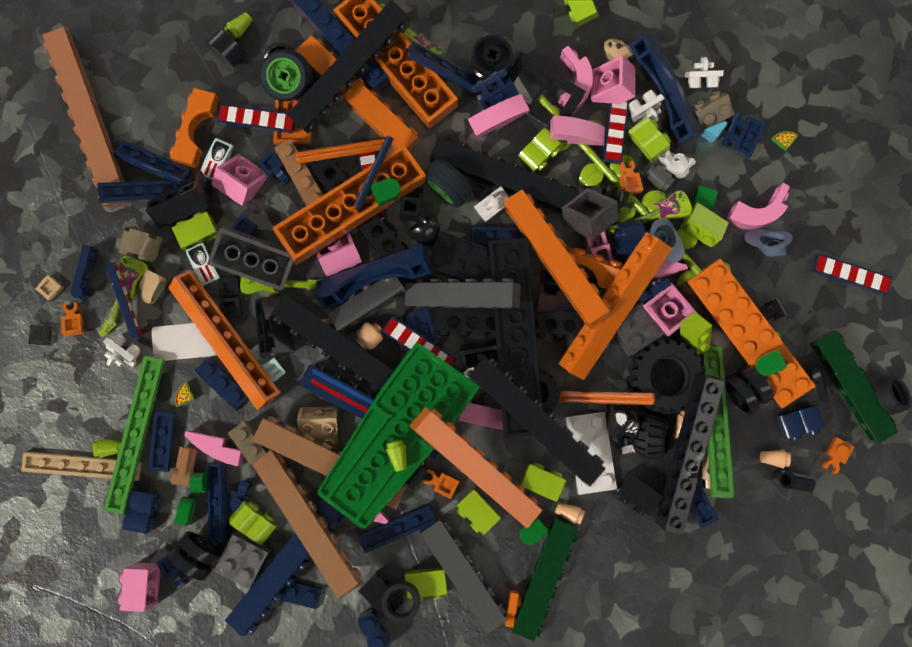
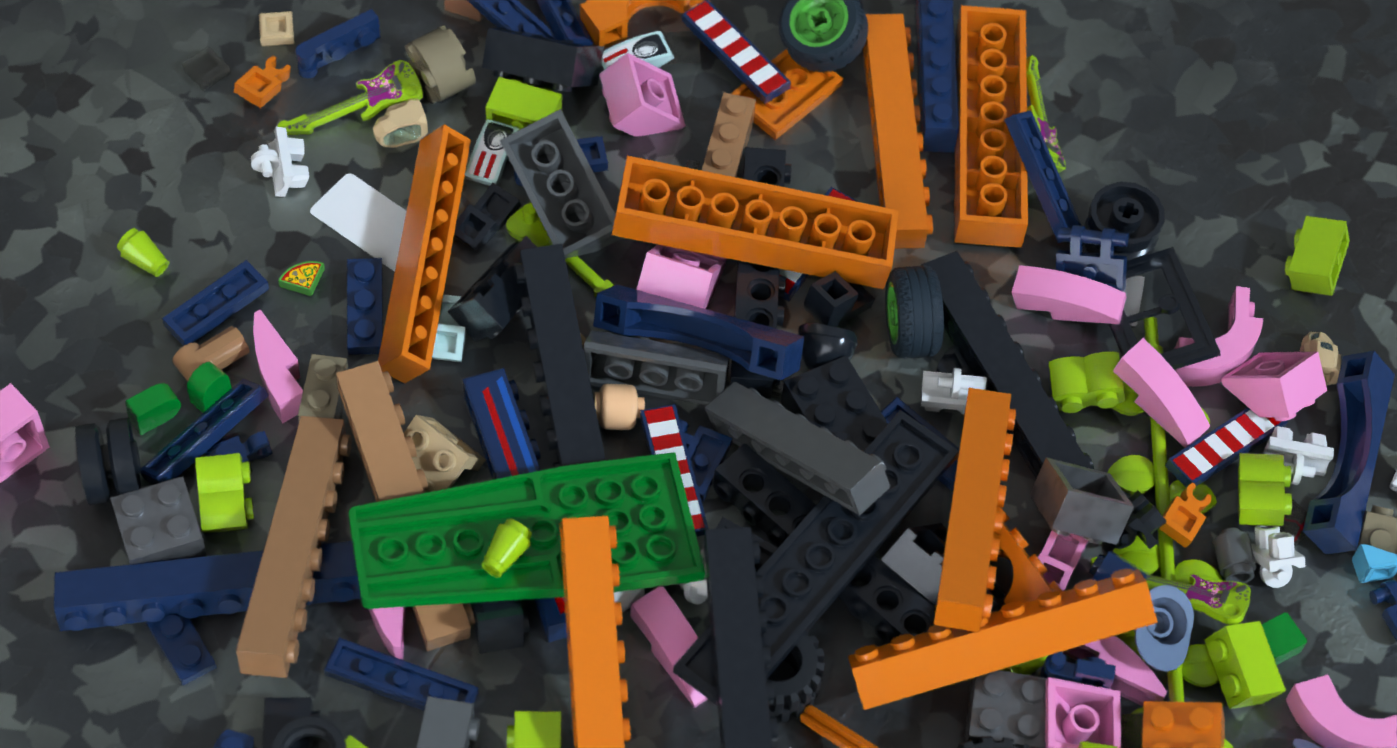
camera: 40 degrees right, 25 degrees down
(71, 465) = (87, 249): tan tile -> none
(123, 299) = (352, 104): dark blue tile -> none
(134, 435) = (191, 264): bright green plate -> none
(140, 511) = (99, 357): dark blue brick -> none
(169, 570) = (56, 459): dark blue plate -> none
(272, 166) = (699, 118): dark blue plate -> none
(339, 151) = (804, 161): orange axle -> none
(349, 67) = (915, 76): black brick -> none
(373, 172) = (825, 203): dark blue bar -> none
(385, 191) = (818, 235): green piece -> none
(444, 484) = (524, 678): orange plate -> none

